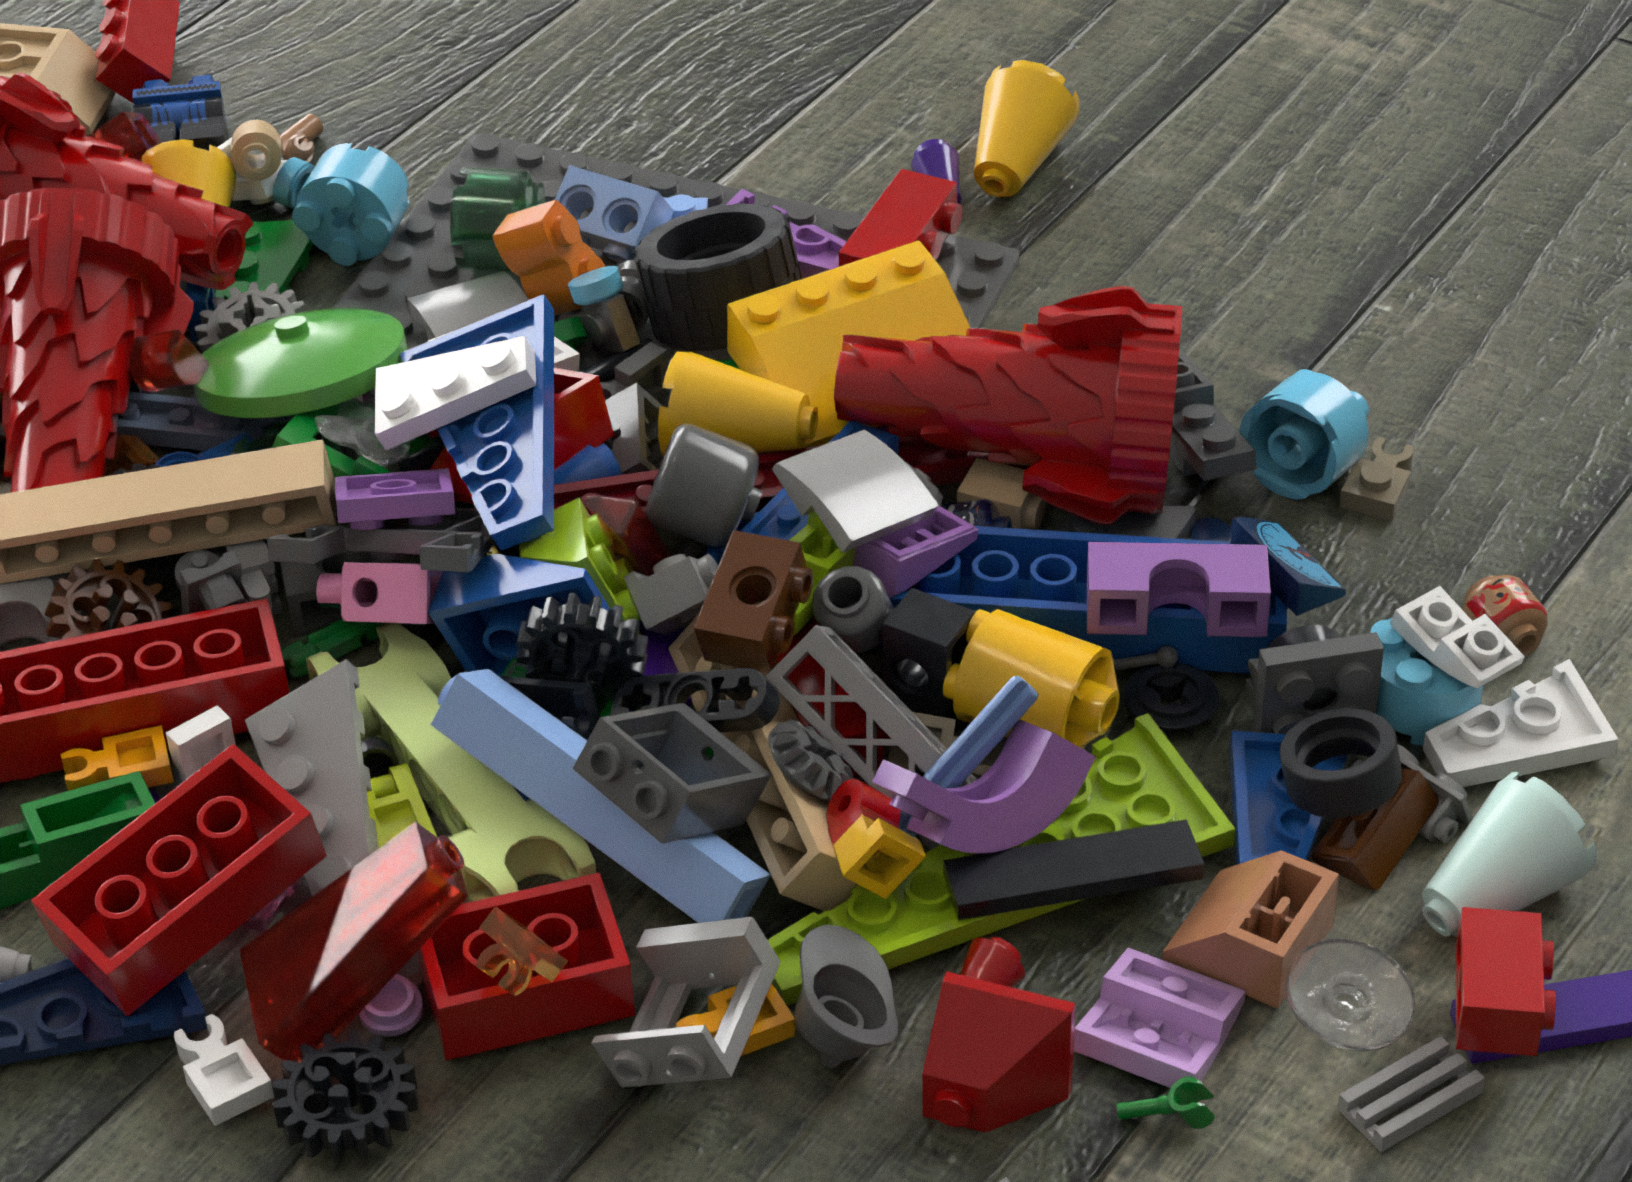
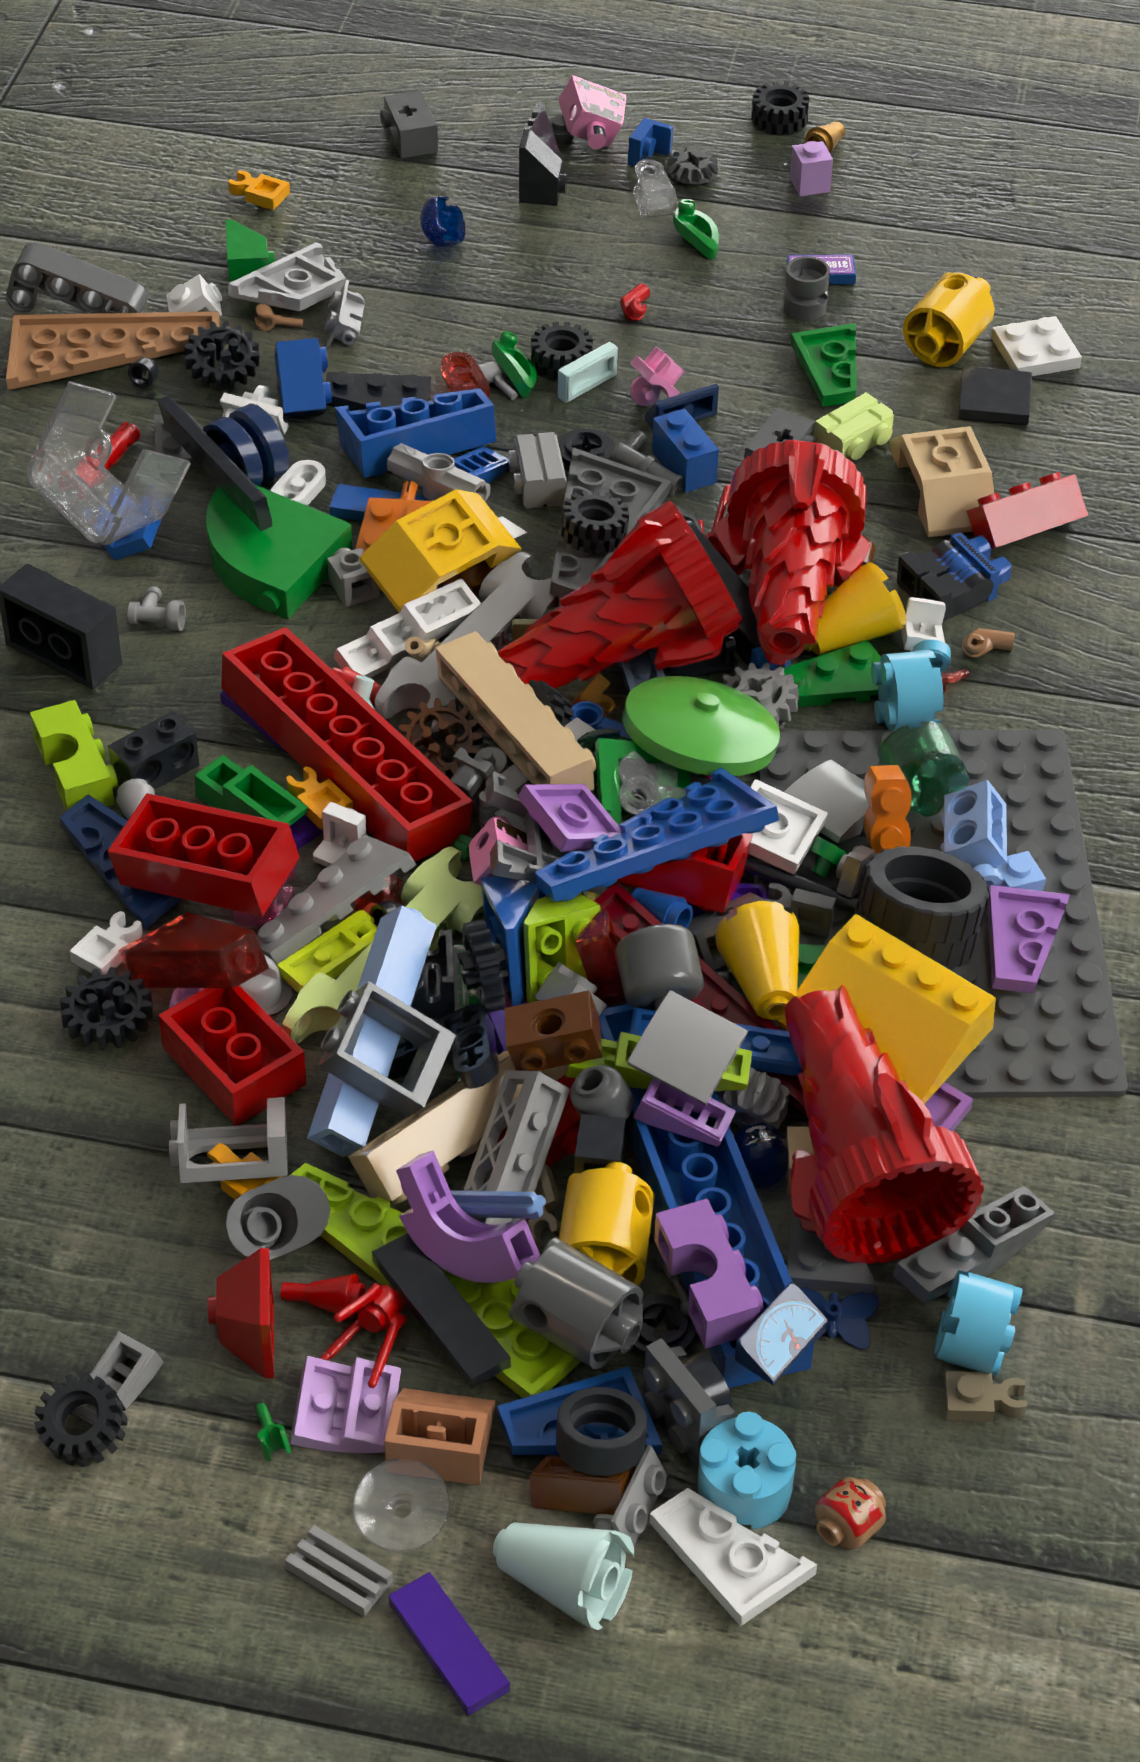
camera: 65 degrees right, 5 degrees up
(129, 131) = (879, 548): clear red brick -> none
(166, 361) = (643, 659): clear red brick -> none
(260, 136) = (928, 618): tan brick -> none
(448, 386) = (670, 798): white wing -> none
(519, 948) = (205, 1030): clear orange tile -> none
(596, 285) = (865, 843): medium azure tile -> none
(808, 759) = (436, 1127): dark grey gear -> none
(868, 833) = (389, 1185): yellow leg -> none
(907, 211) = (1064, 1003): red brick -> none
(1045, 939) = (378, 1310): none -> red plant
(1160, 719) = (578, 1304): none -> dark grey cylinder
(1453, 642) = (750, 1463): white slope -> none
(1502, 982) = (428, 1582): red brick -> none

